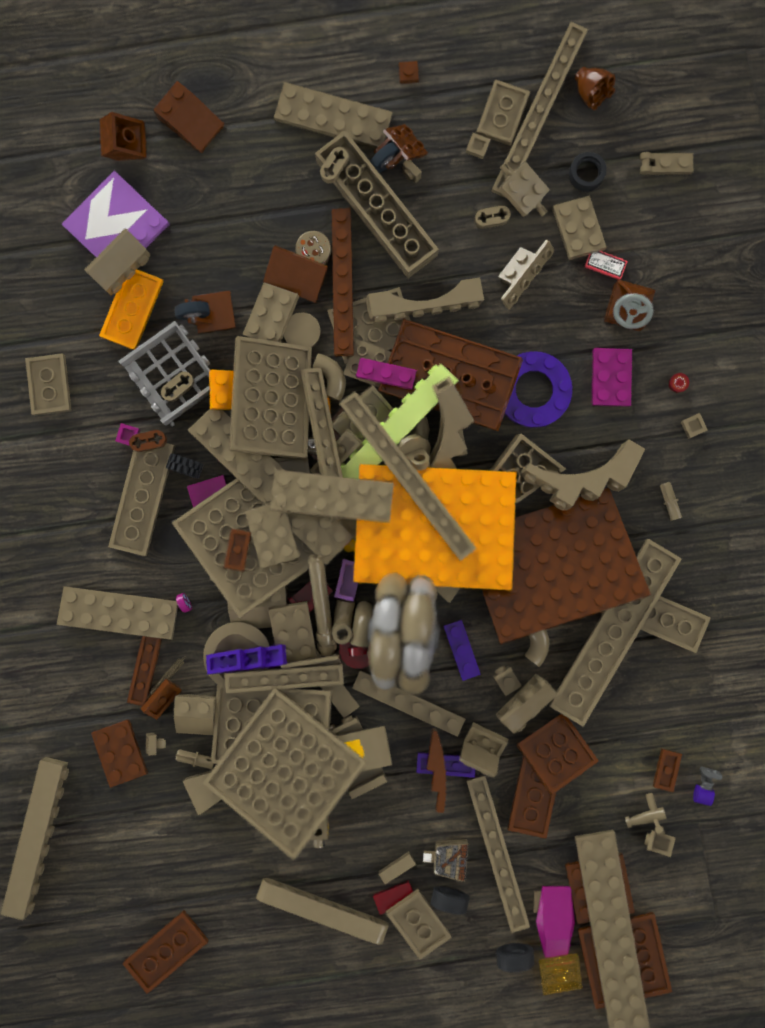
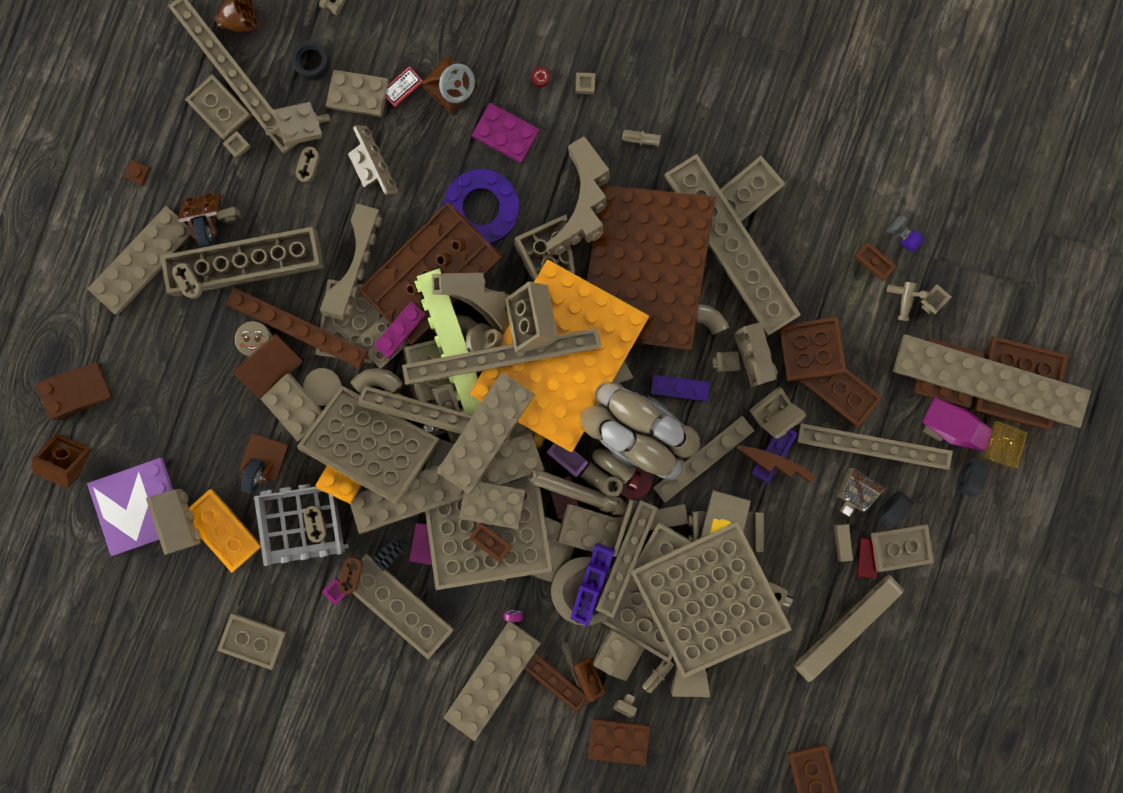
camera: 65 degrees left, 0 degrees up
(455, 484) = (531, 317): none -> dark tan slope

